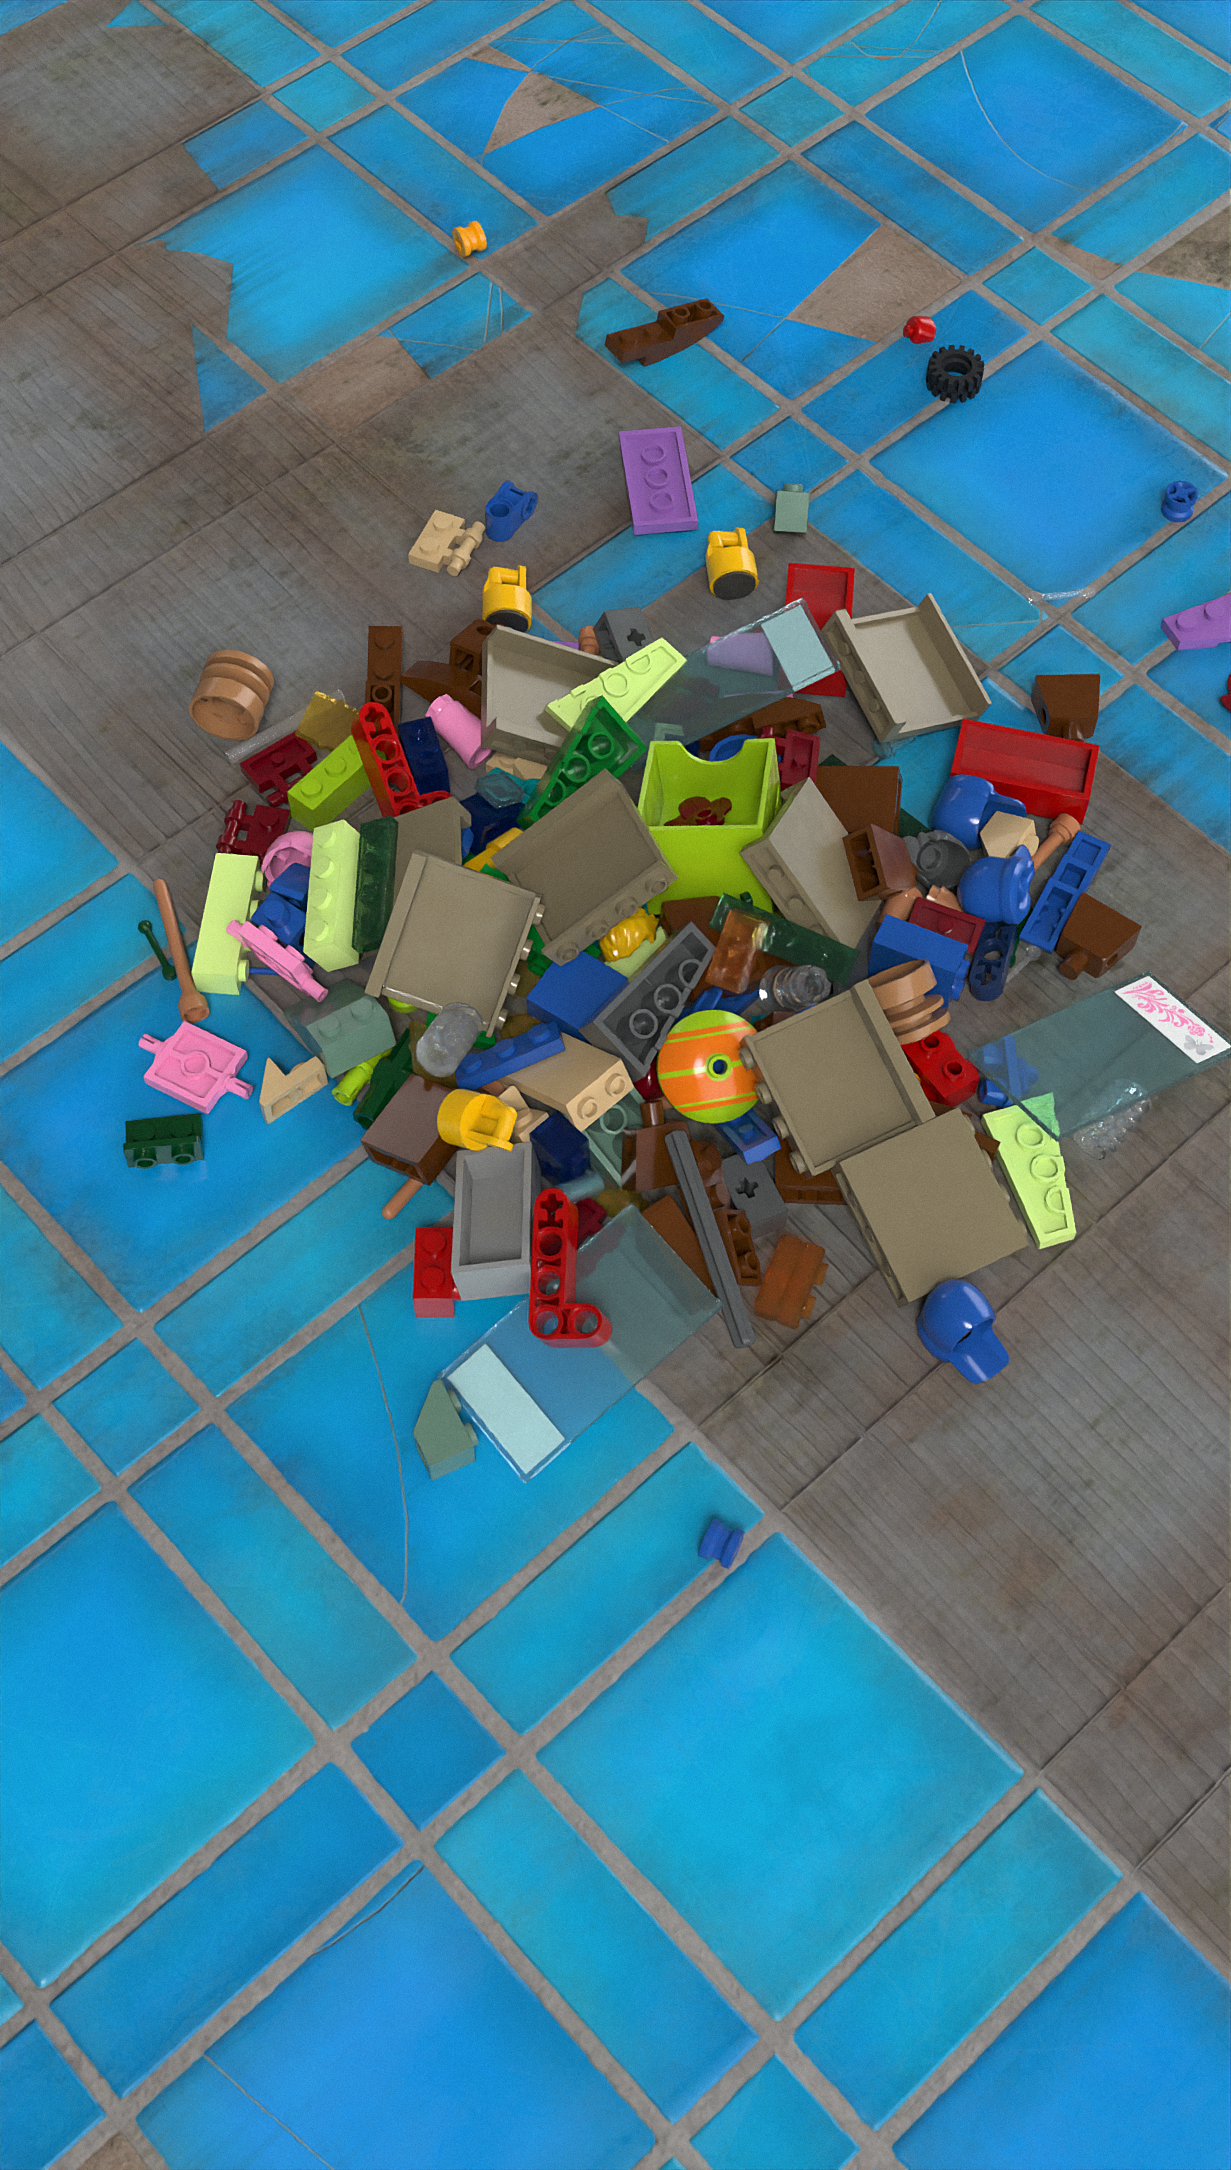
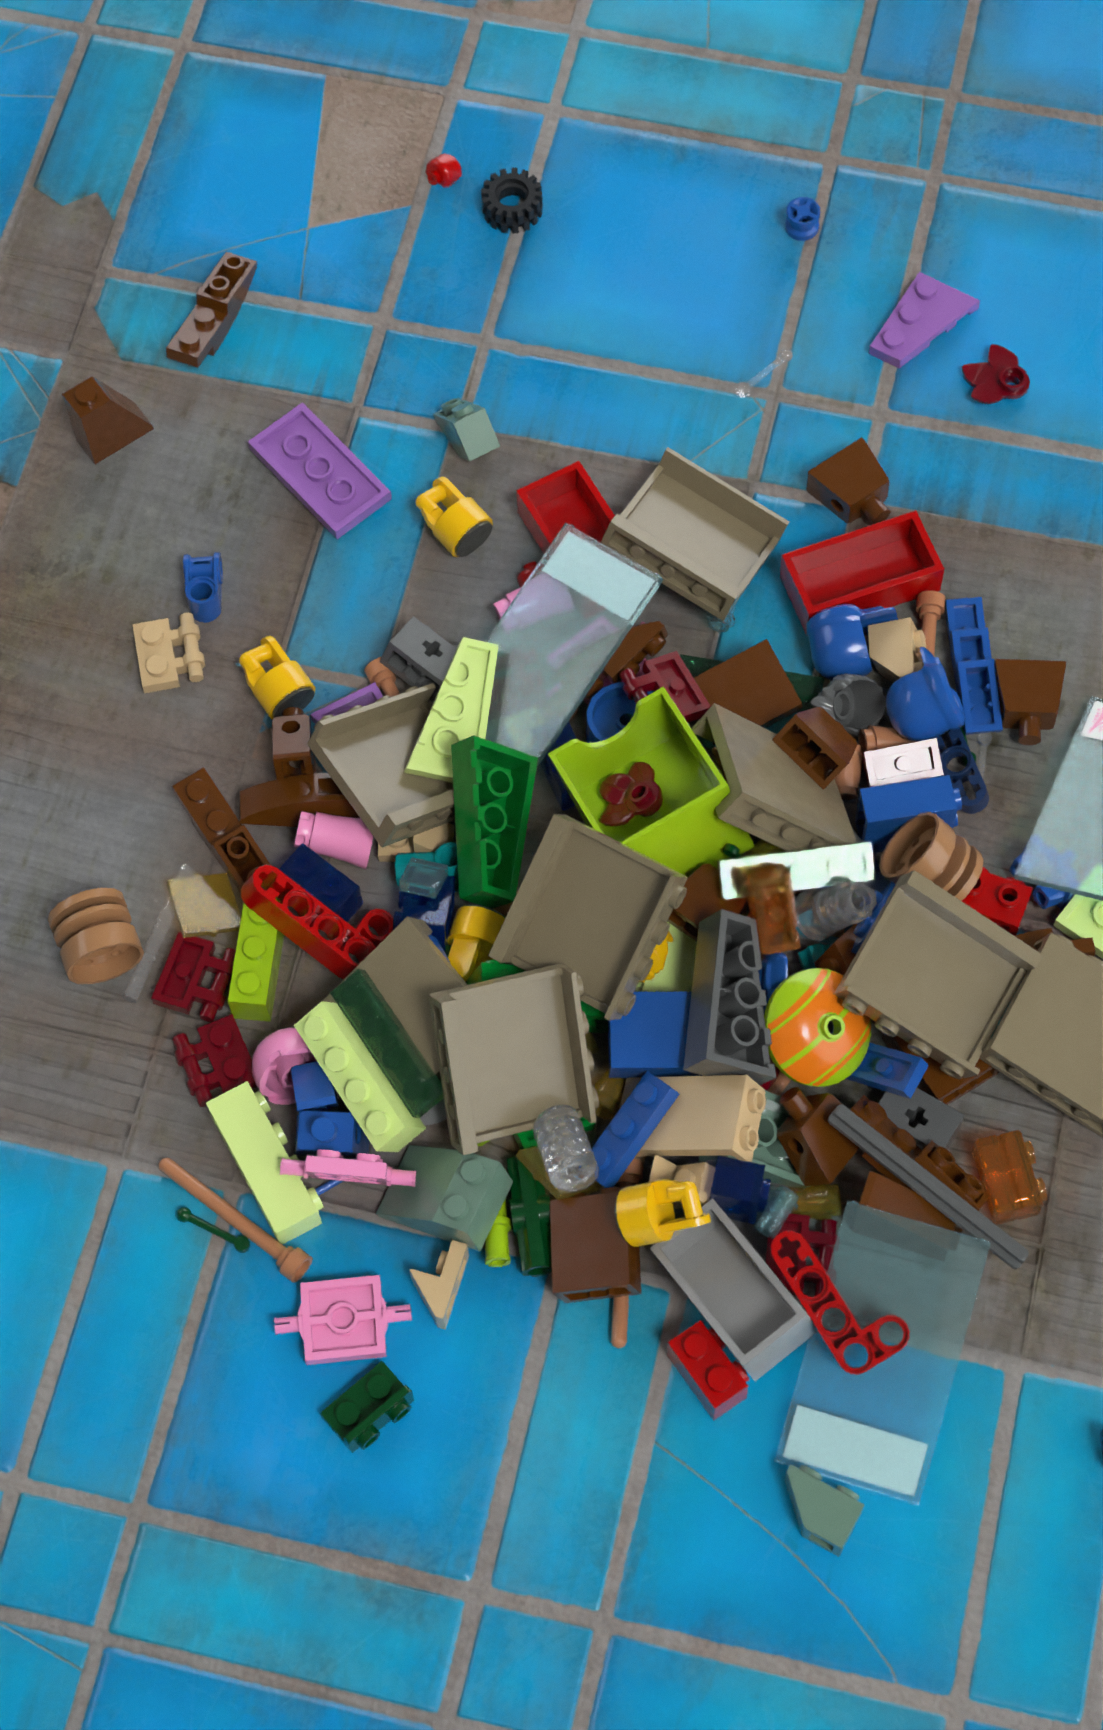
camera: 30 degrees left, 5 degrees up
(524, 358) = (103, 418): none -> reddish brown slope

